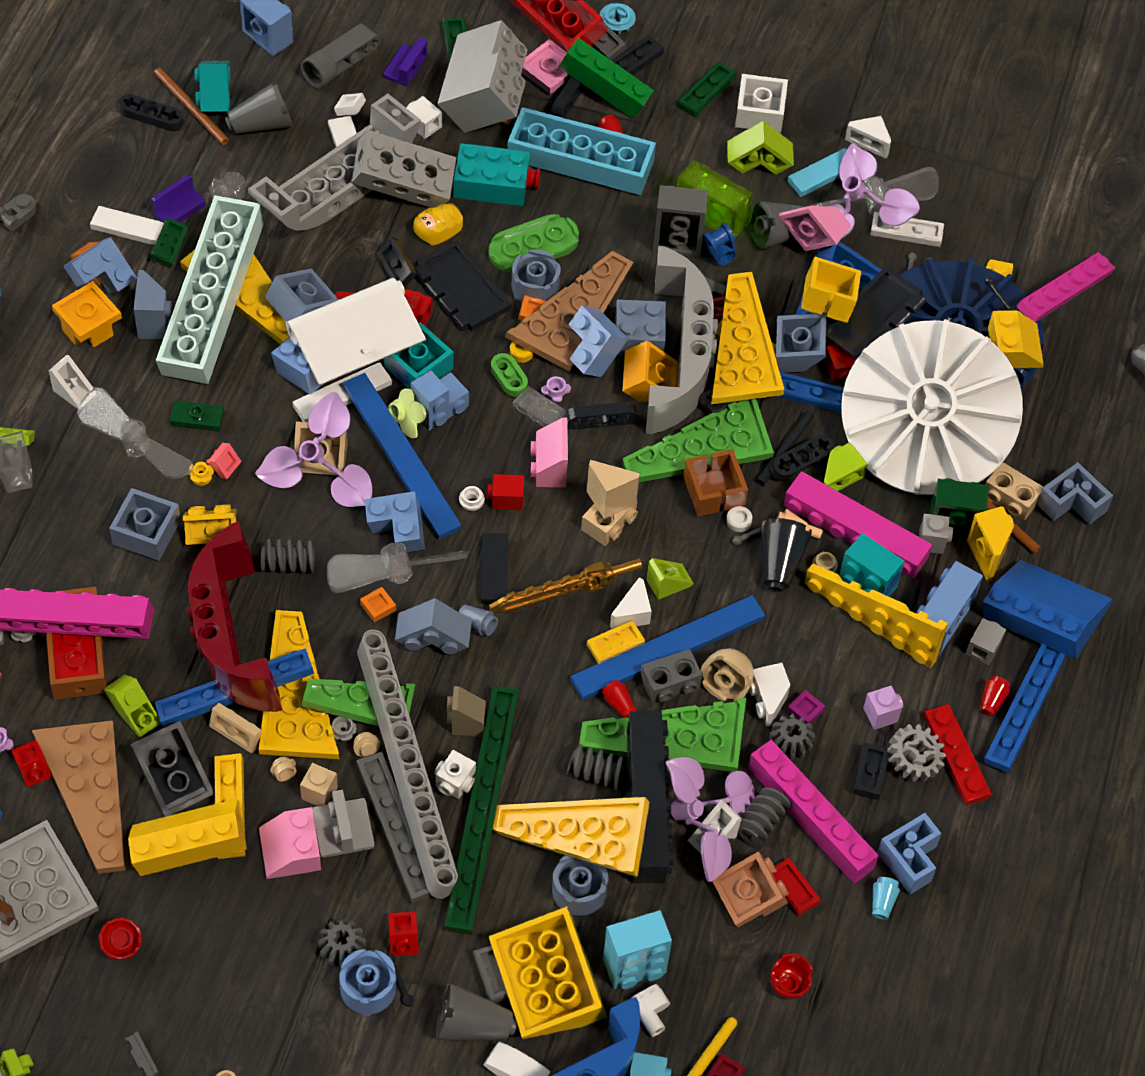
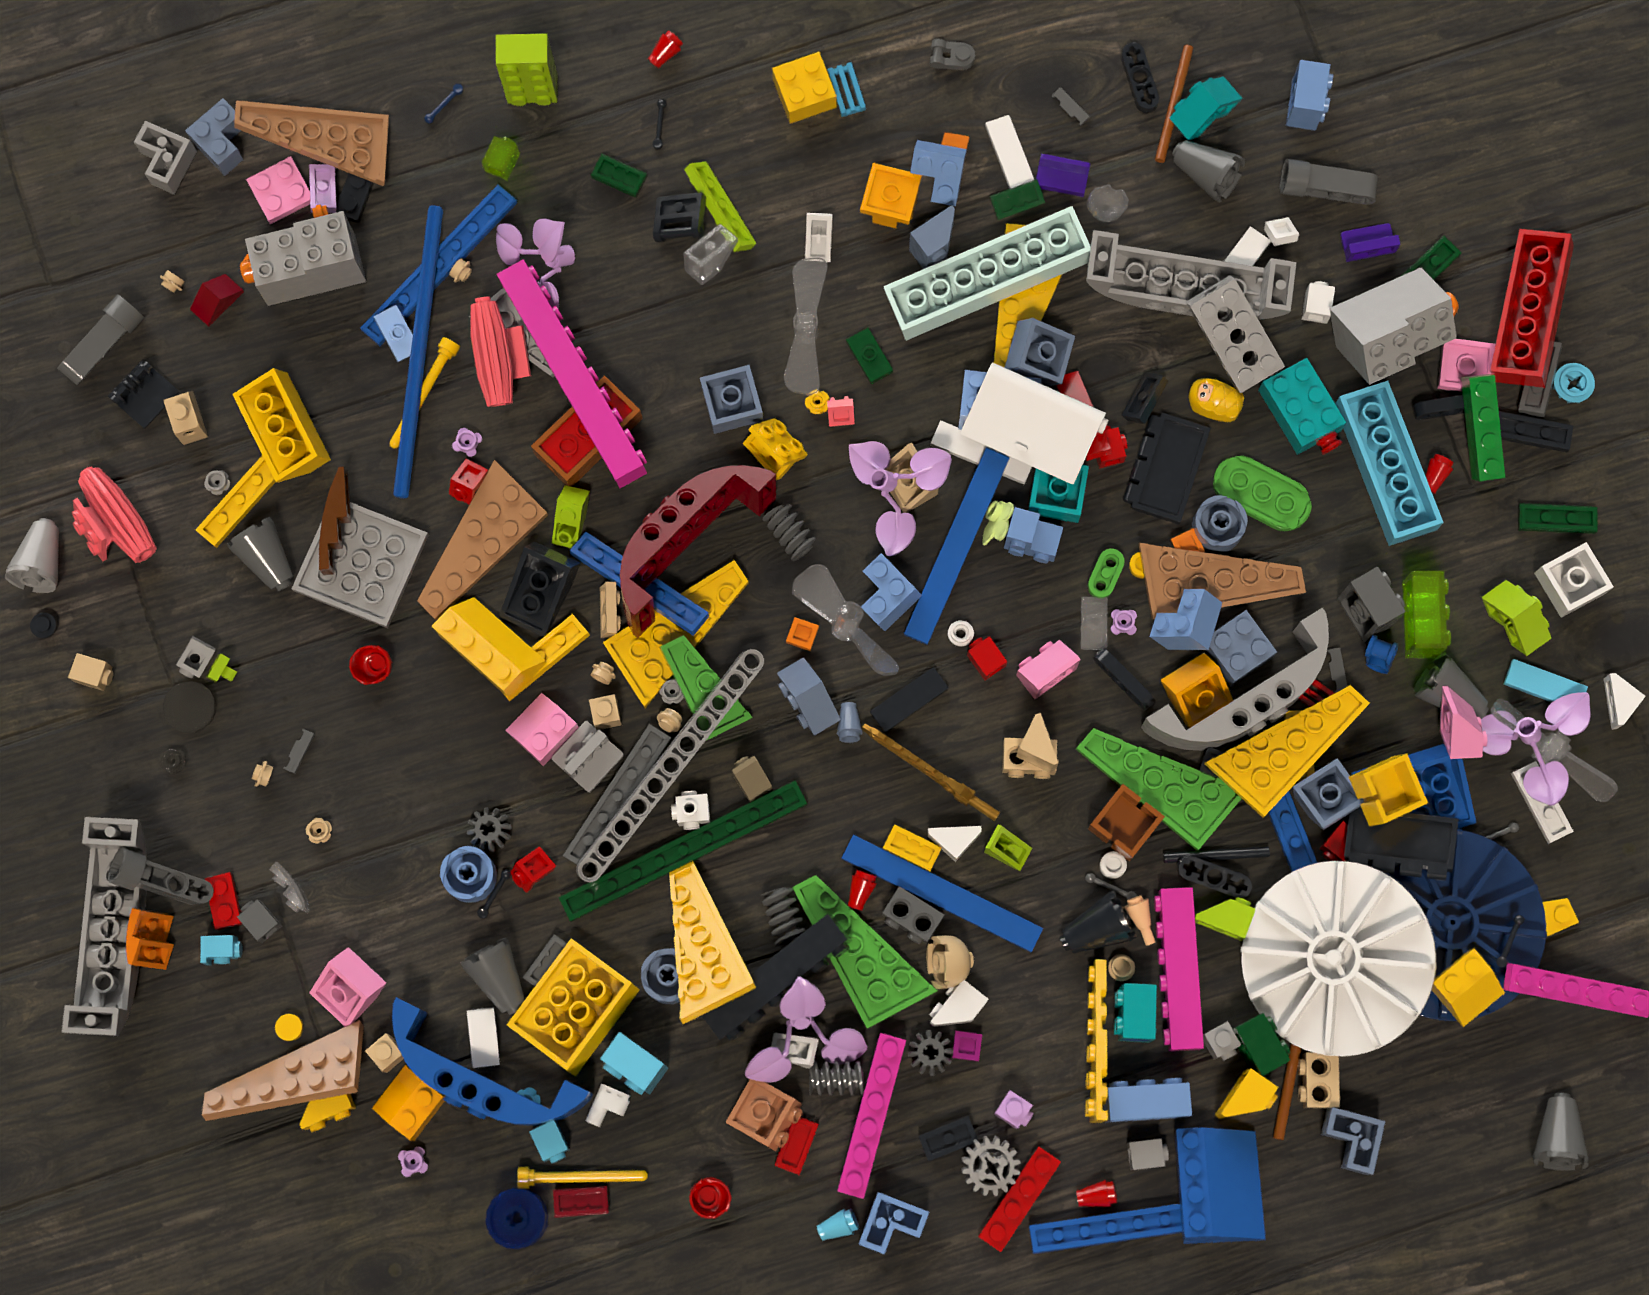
camera: 60 degrees right, 20 degrees up
(130, 167) = (1071, 106): none -> dark grey piece

